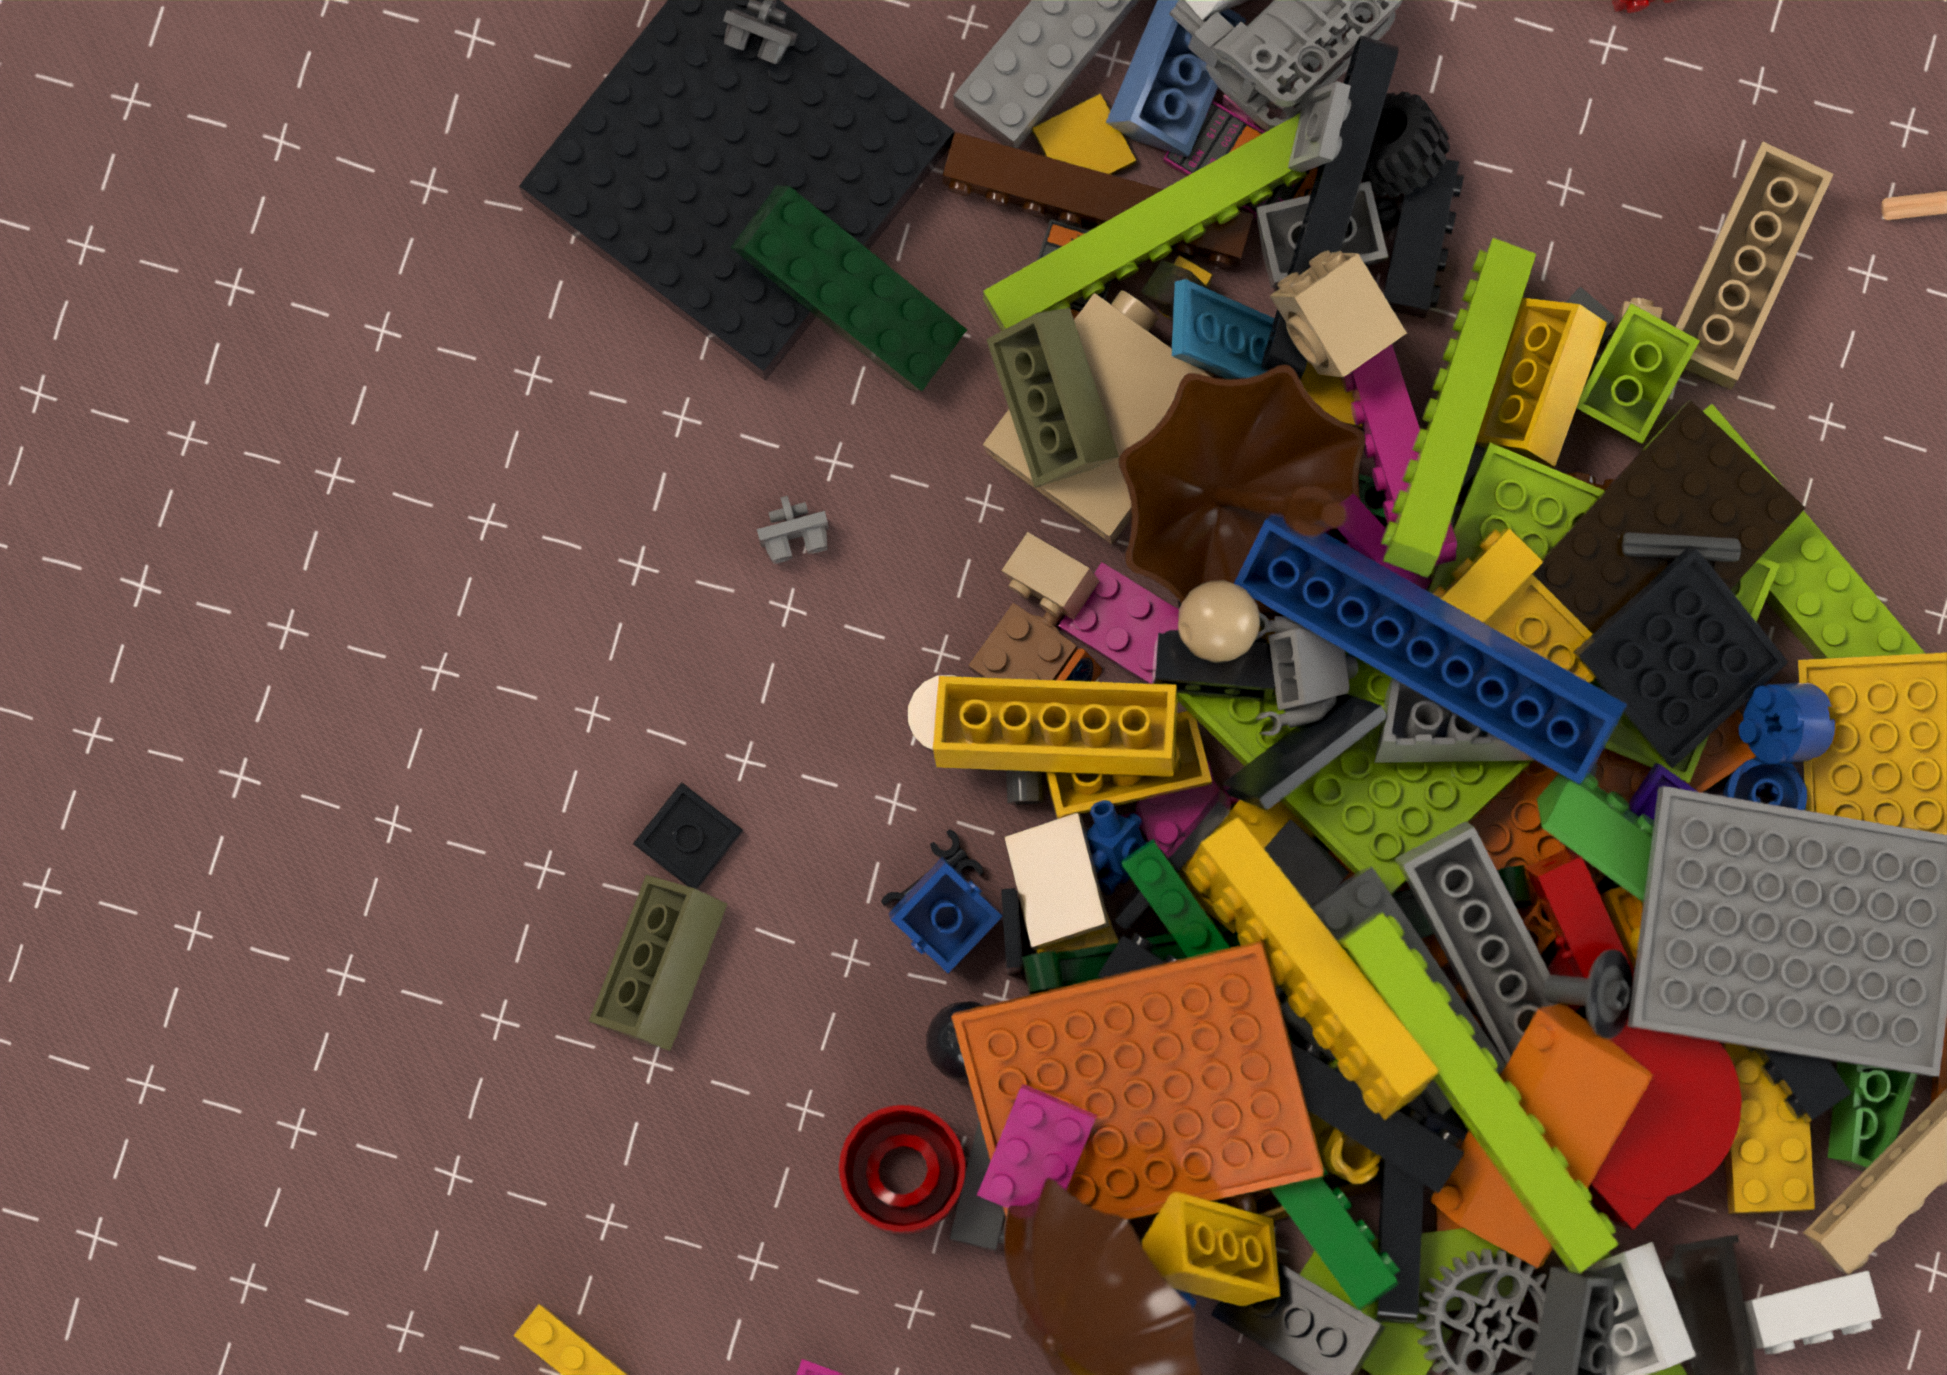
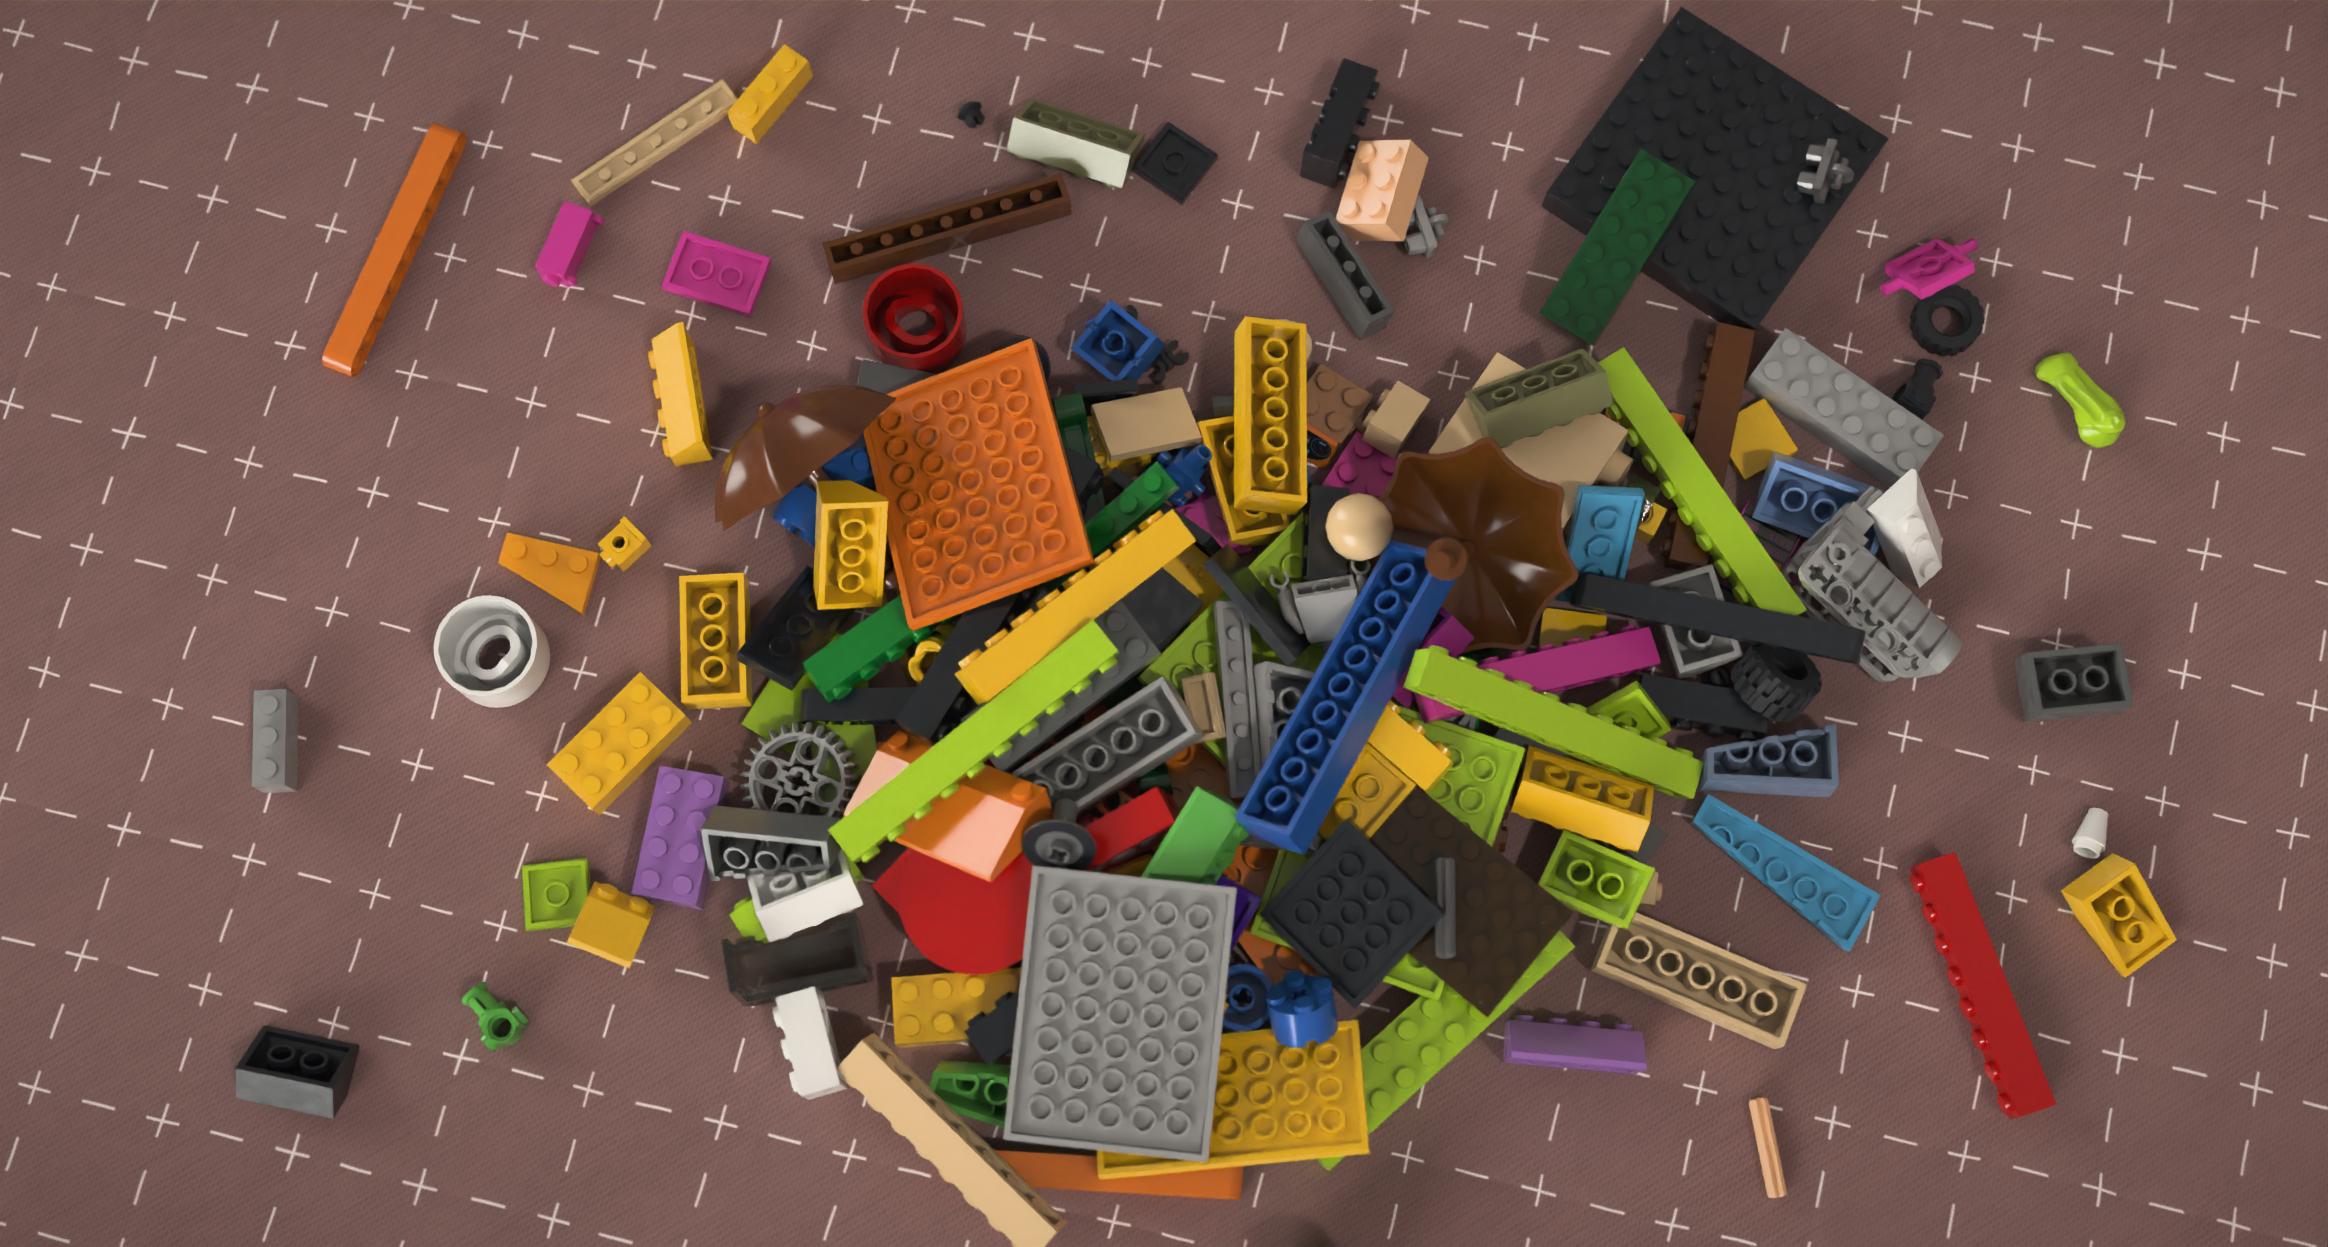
camera: 85 degrees right, 5 degrees down
(609, 1096) = (971, 114): none -> black piece
(649, 624) = (1339, 121): none -> black wedge
(750, 576) = (1381, 190): none -> light nougat brick
(774, 1128) = (948, 228): none -> reddish brown brick
(858, 628) = (1345, 275): none -> dark grey brick
(1037, 1143) = (926, 411): dark pink plate -> none
(1319, 127) = (1795, 603): light grey plate -> none
(1336, 313) = (1624, 616): tan brick -> none
(1420, 781) = (1237, 698): none -> light grey plate
(1423, 821) = (1204, 704): none -> tan tile
(1432, 318) = (1633, 708): none -> lime tile
(1495, 142) = (1775, 765): none -> sand blue wedge
(1638, 127) = (1807, 884): none -> dark azure wing
(1824, 413) = (1574, 1046): none -> medium lavender slope

